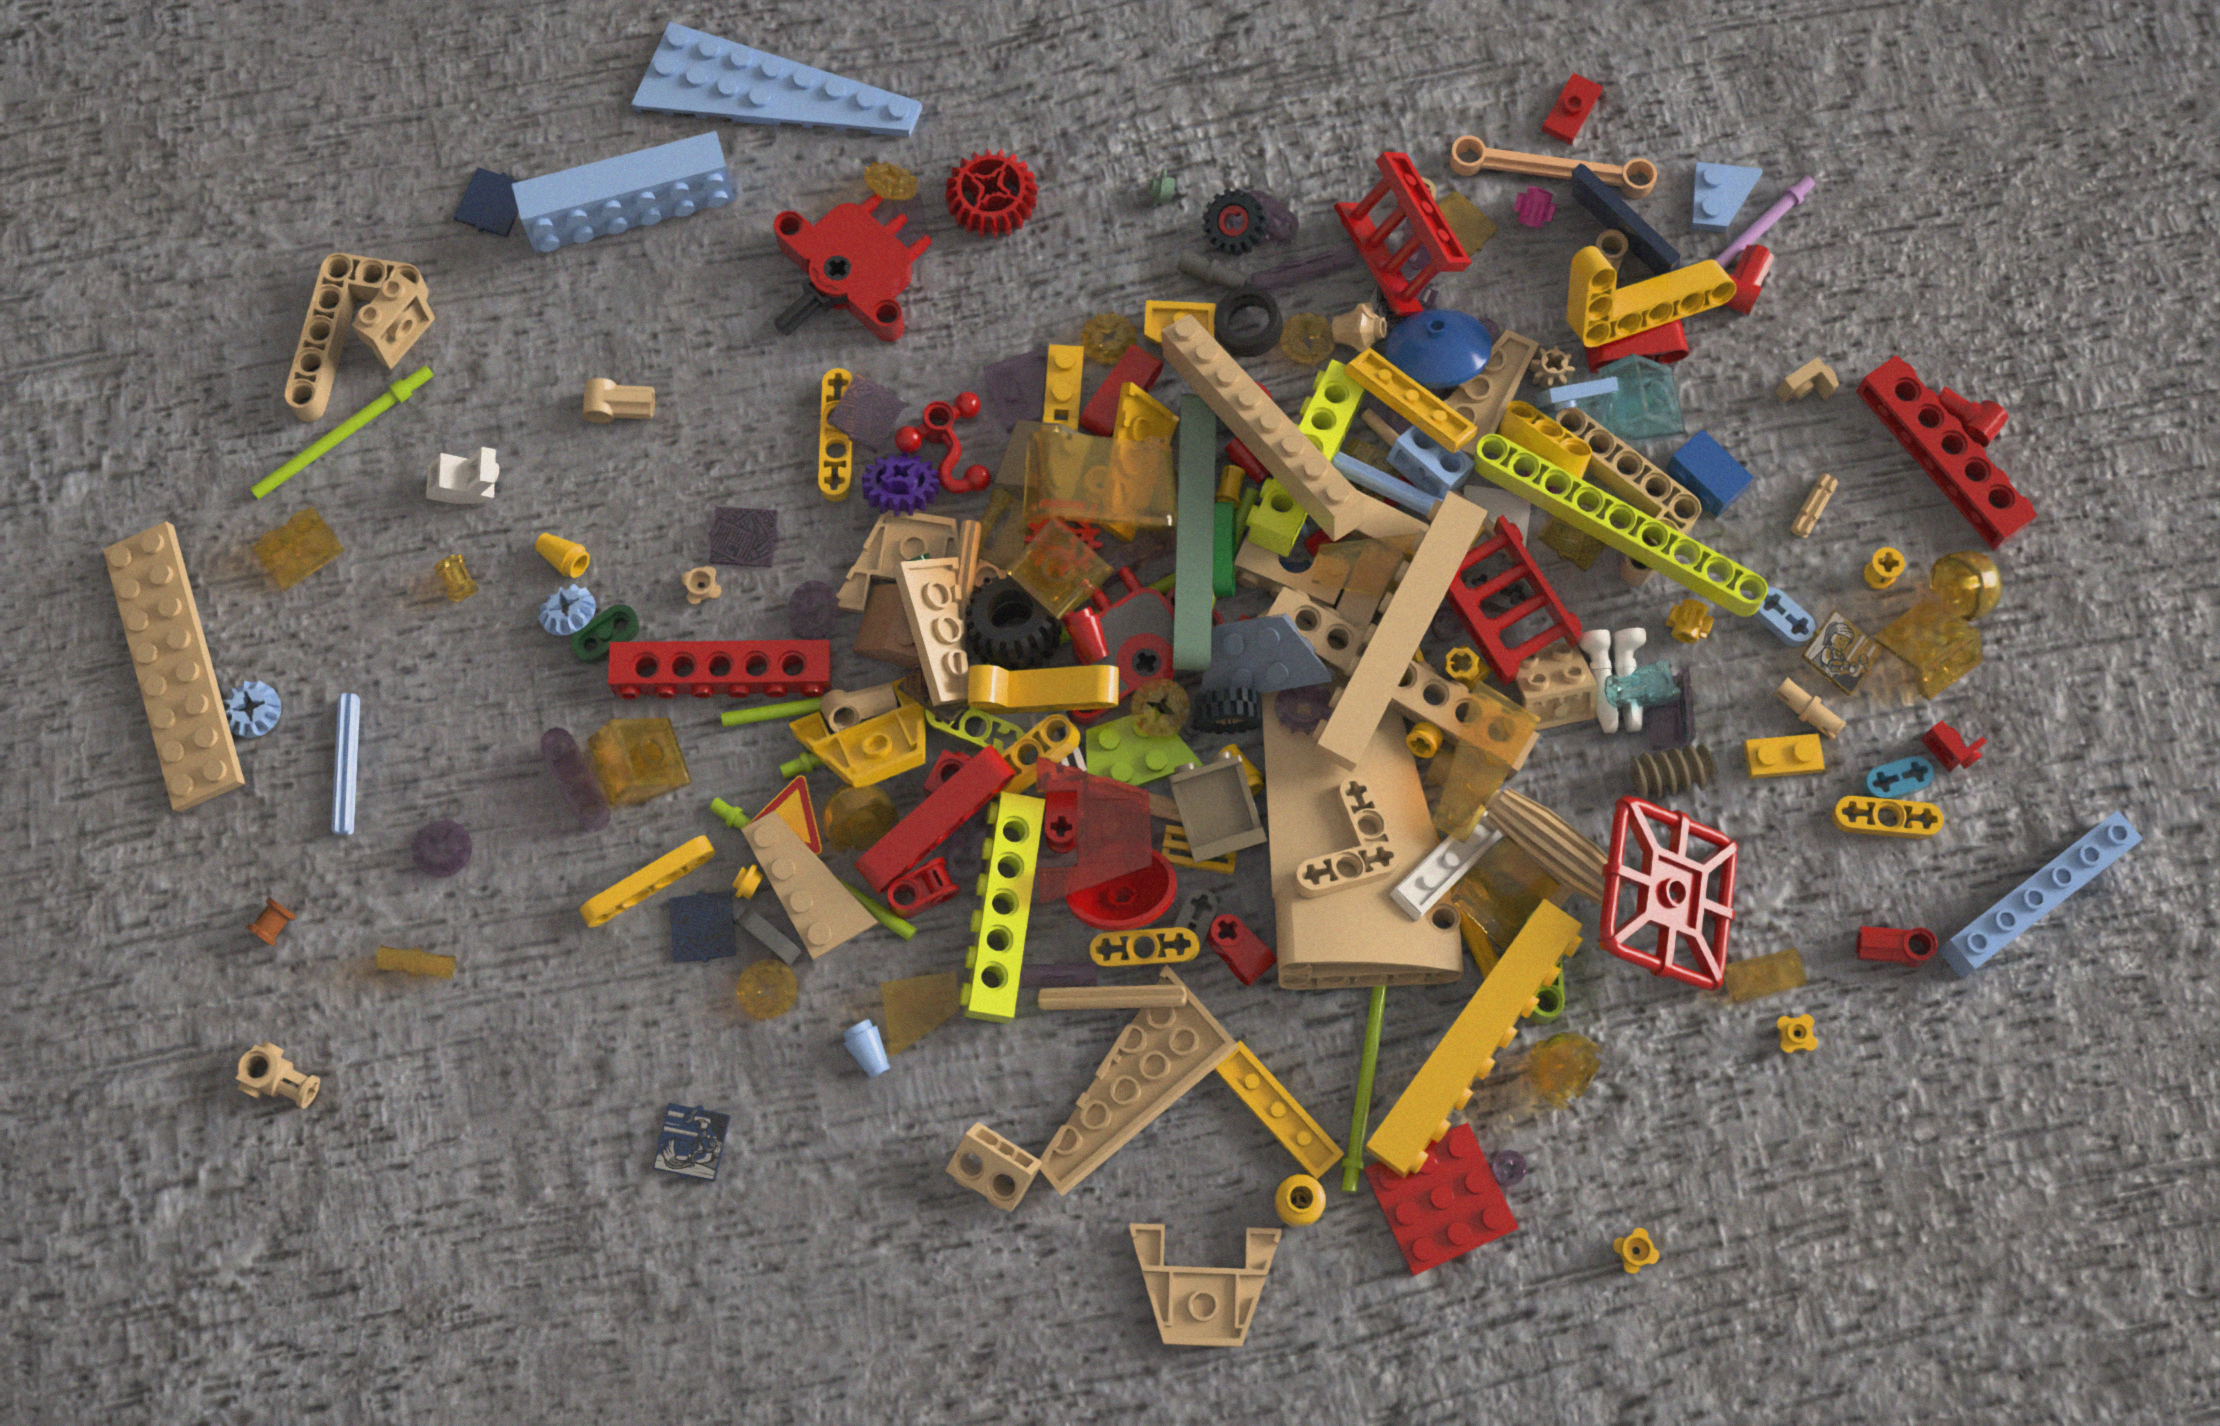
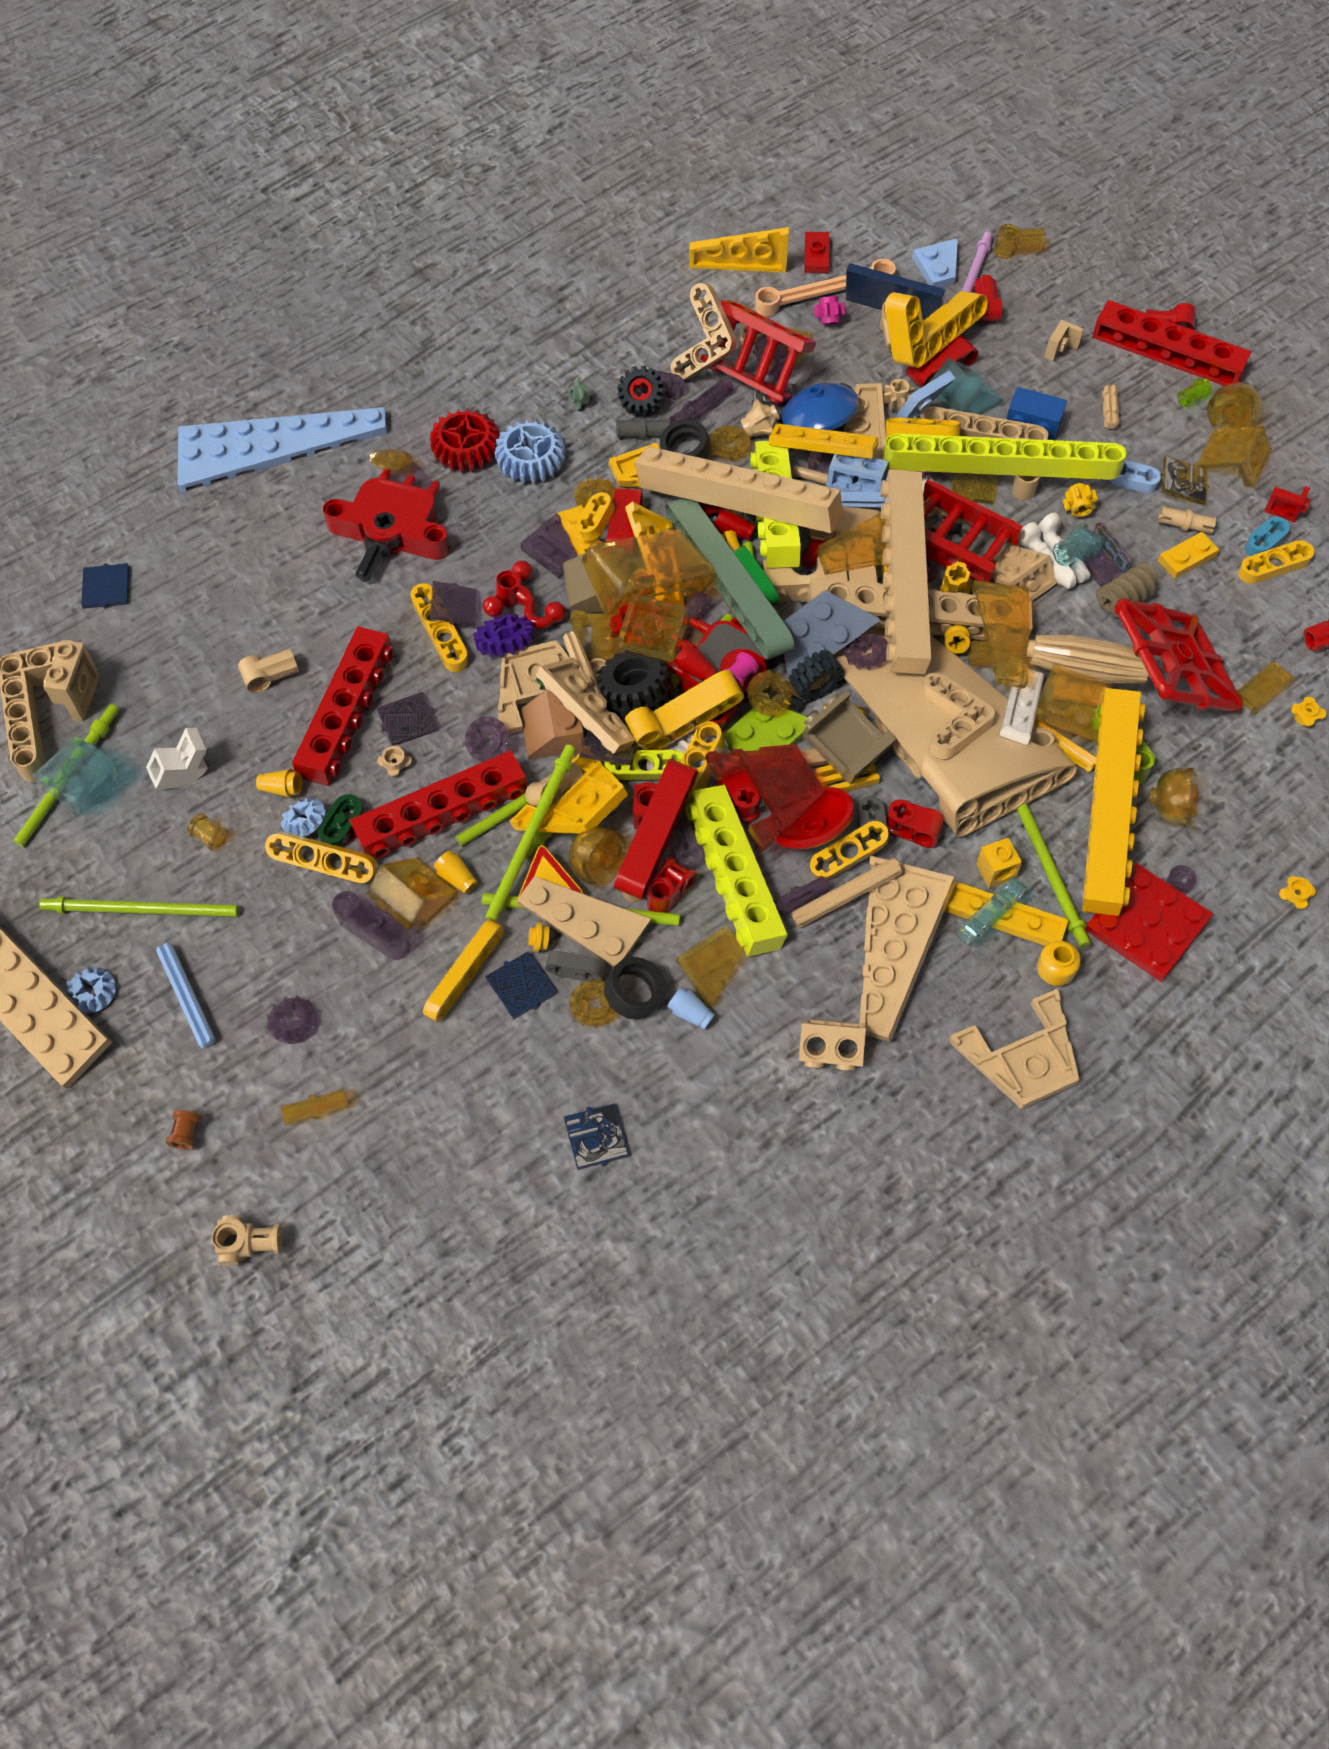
camera: 25 degrees left, 10 degrees down
(268, 592) = (64, 904): none -> lime bar
(298, 548) = (72, 864): clear yellow bracket -> none
(347, 441) = (77, 774): none -> clear light blue slope
(560, 674) = (321, 857): none -> yellow beam
(623, 192) = (203, 534): light blue brick -> none
(697, 756) = (455, 872): none -> yellow cone
(734, 422) = (331, 714): none -> red brick
(799, 753) = (561, 766): none -> lime bar
(836, 975) = (649, 974): none -> black tyre
(1034, 240) = (530, 451): none -> light blue gear
(1084, 376) = (598, 517): none -> yellow beam
(1136, 667) = (743, 668): none -> dark pink bush
(1257, 1104) = (991, 911): none -> clear light blue beam
(1306, 1045) = (998, 862): none -> yellow brick
(1356, 190) = (714, 334): none -> tan beam
(1472, 73) = (745, 252): none -> yellow wing
(1842, 209) = (1012, 240): none -> clear yellow piece
(1884, 568) = (1179, 416): yellow bush -> none
(1934, 534) = (1199, 389): none -> clear neon green pin

